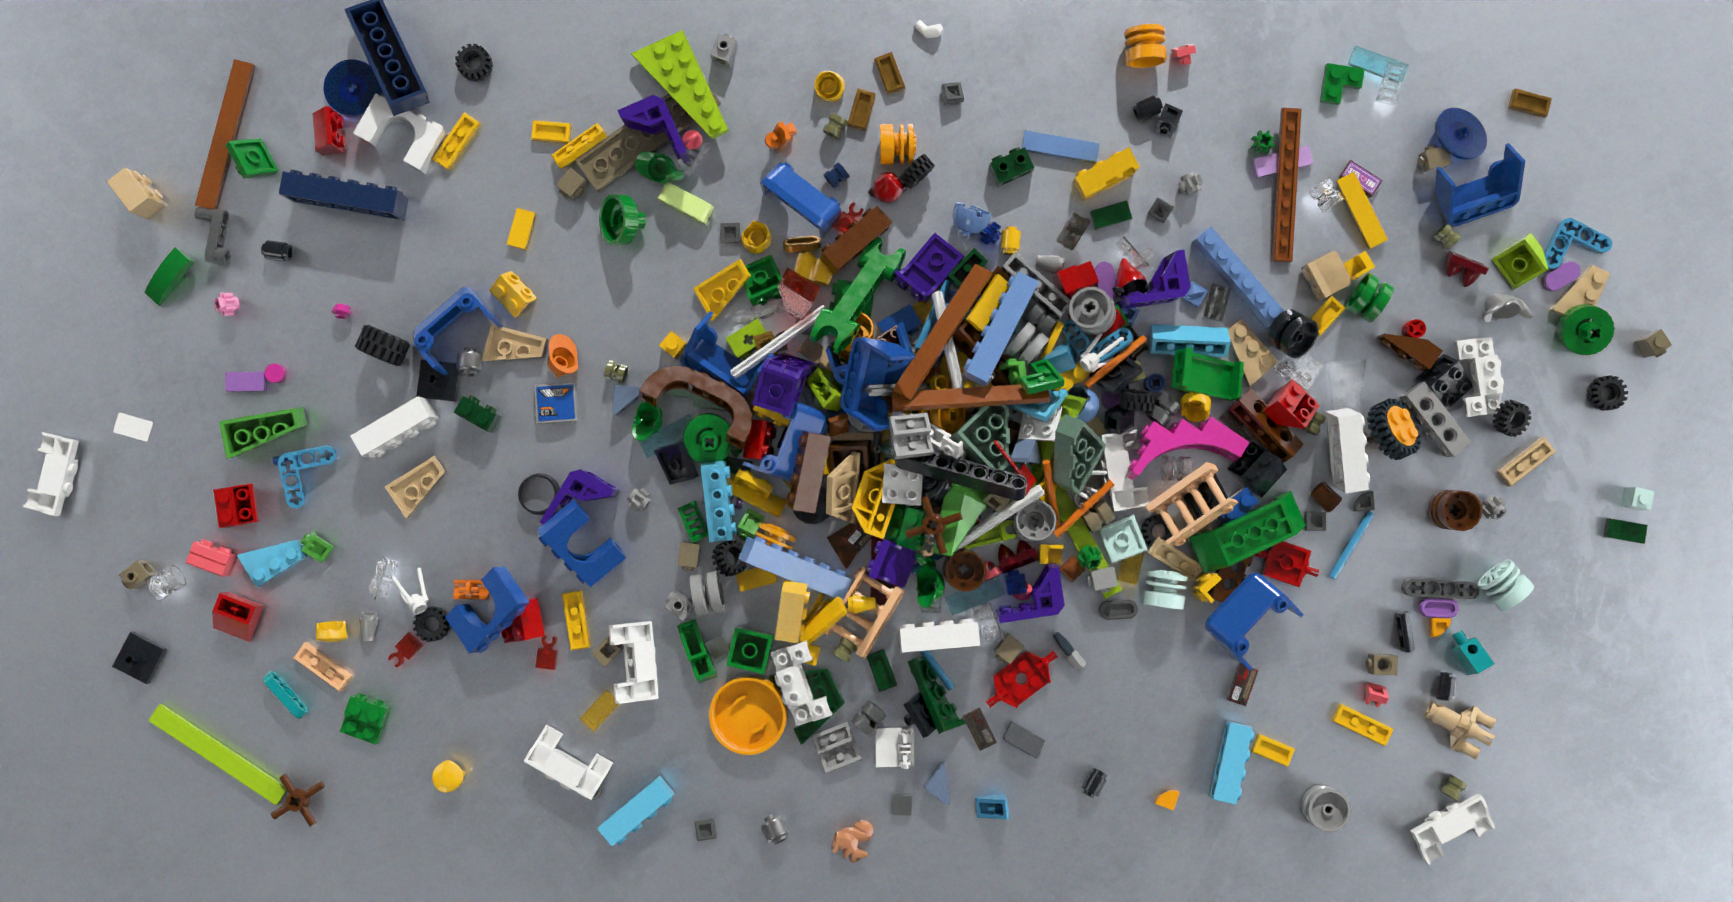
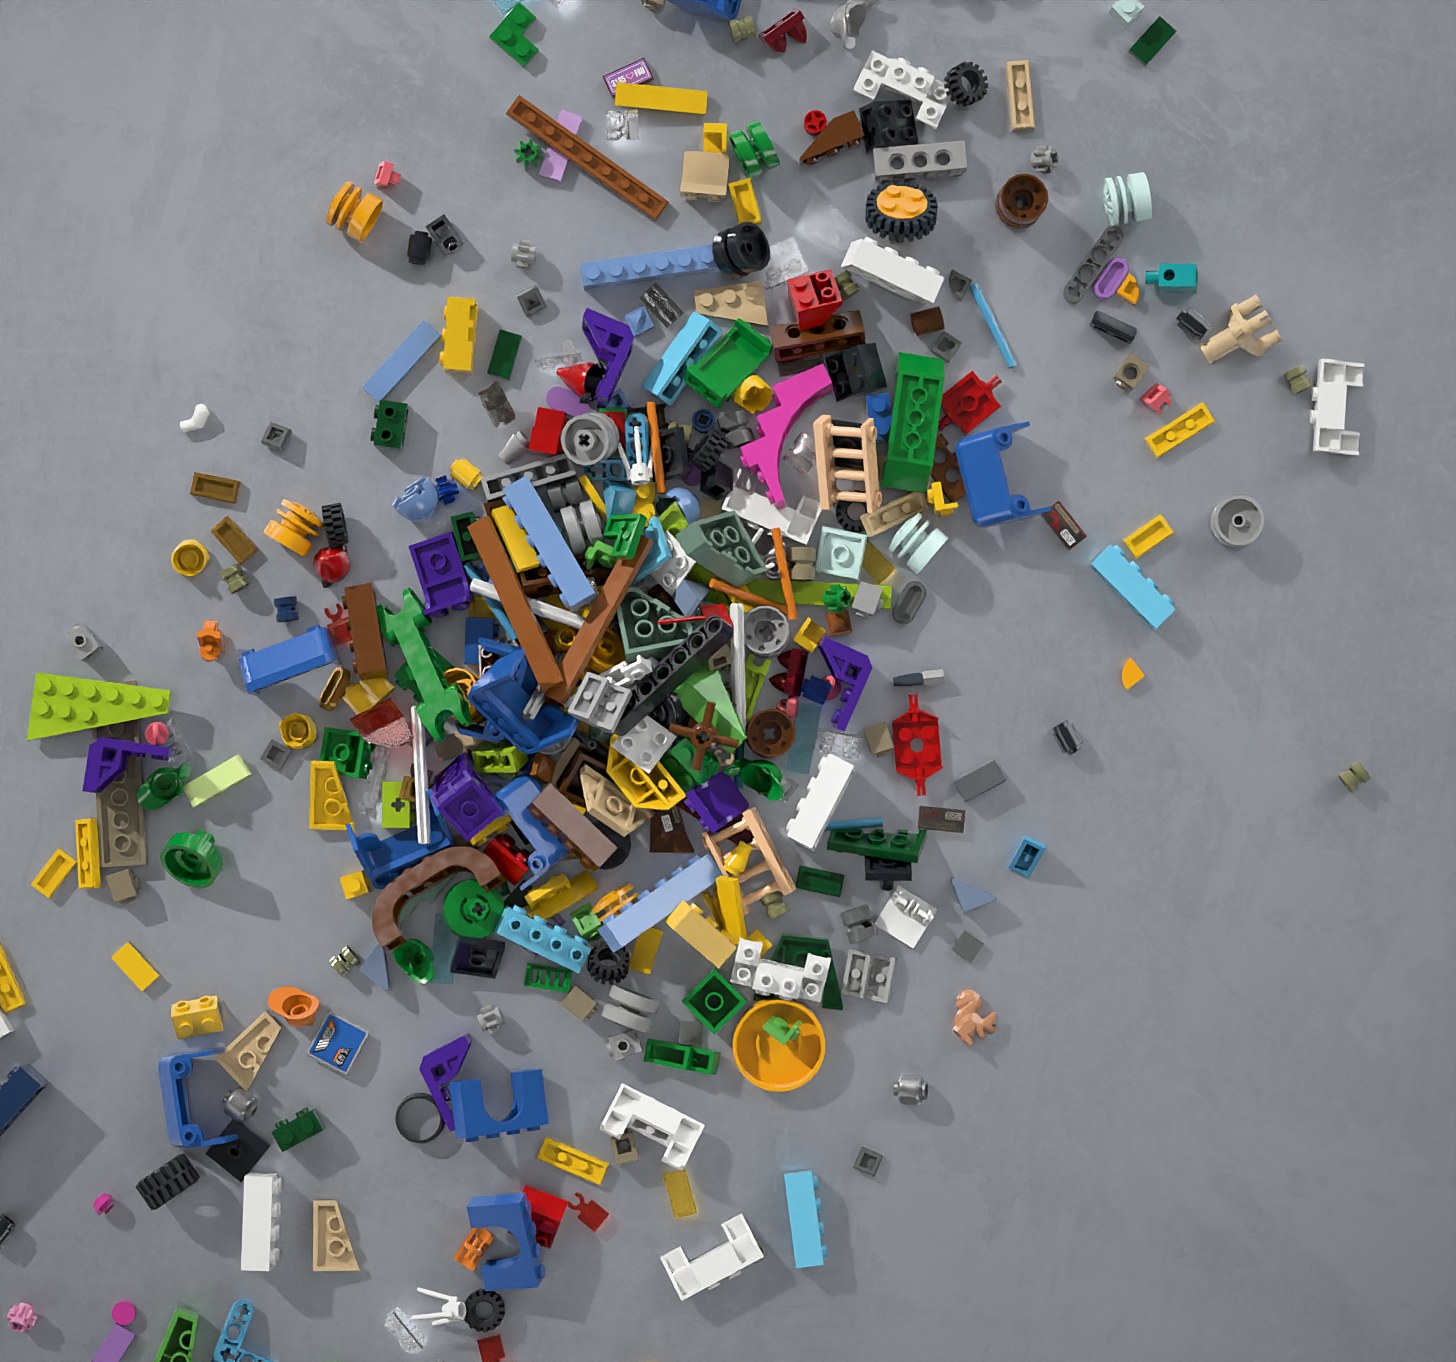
camera: 55 degrees left, 0 degrees up
(758, 710) = (780, 1031): none -> bright green bracket

